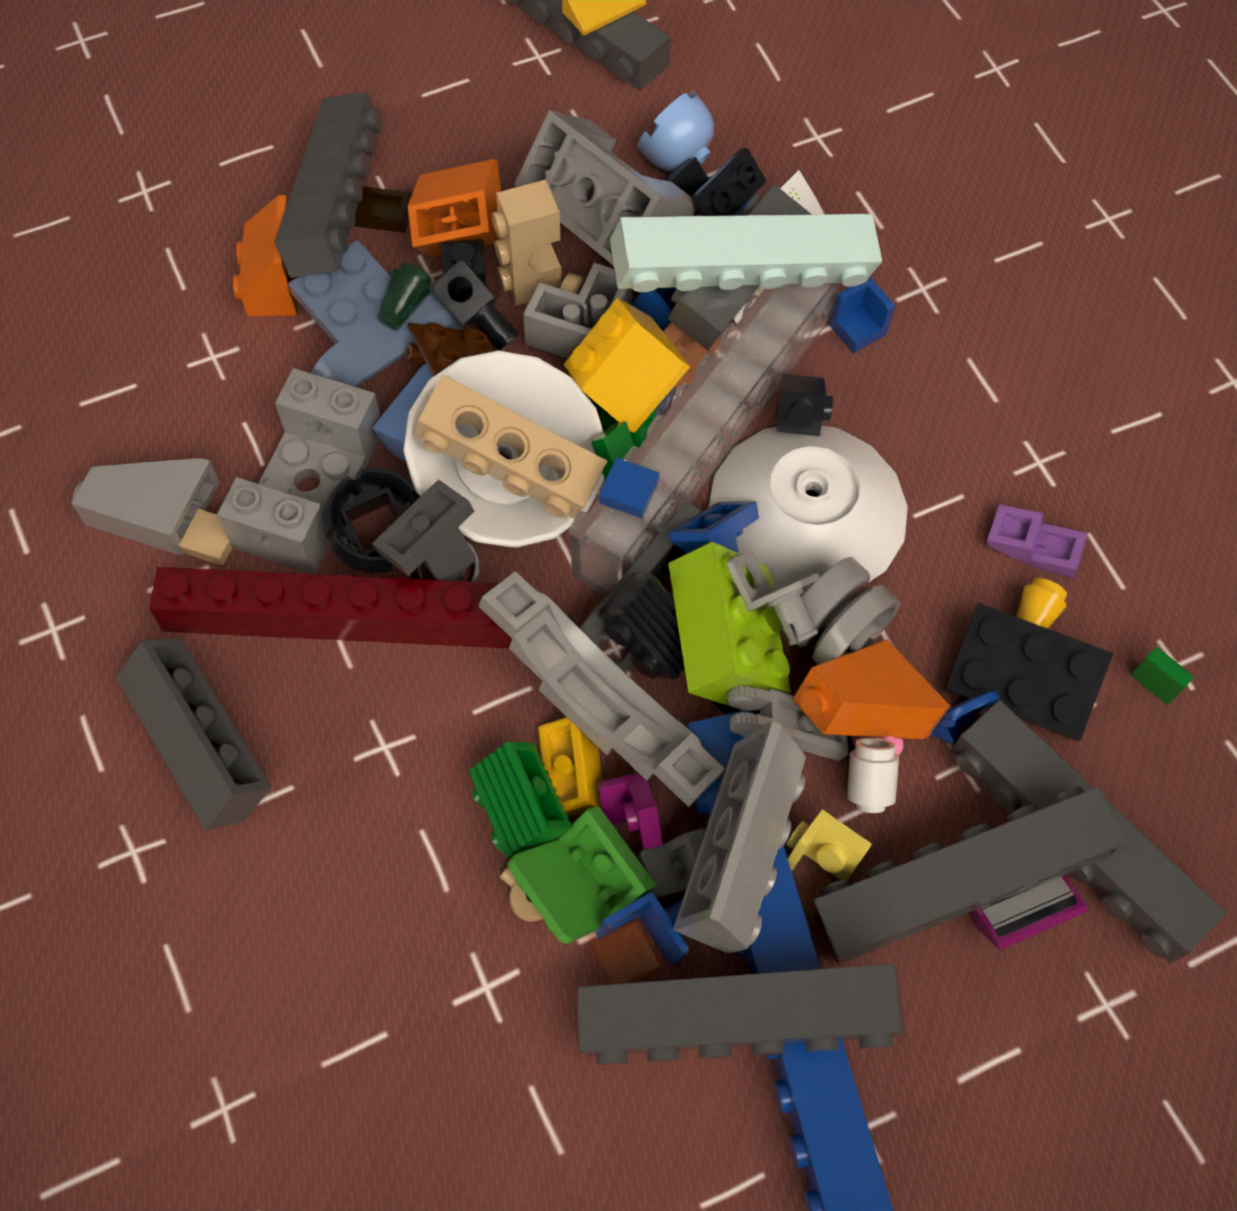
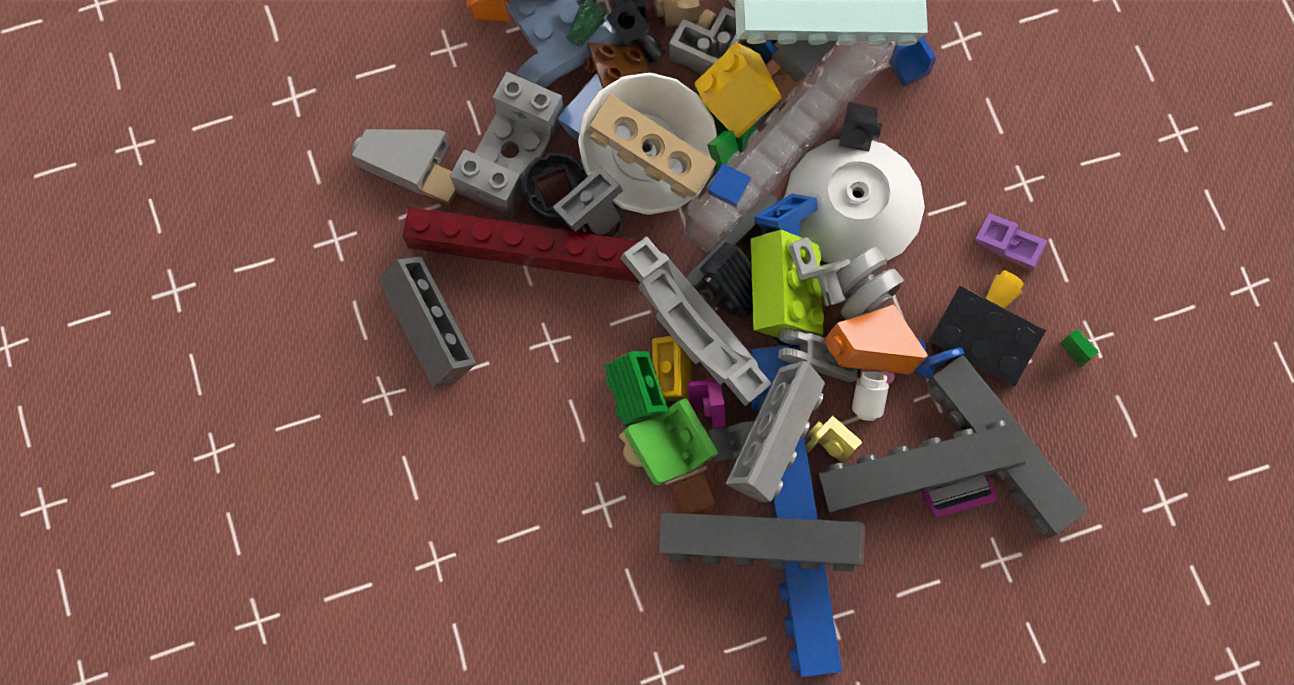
camera: 10 degrees right, 10 degrees up
(656, 920) = (716, 475): blue bracket -> none

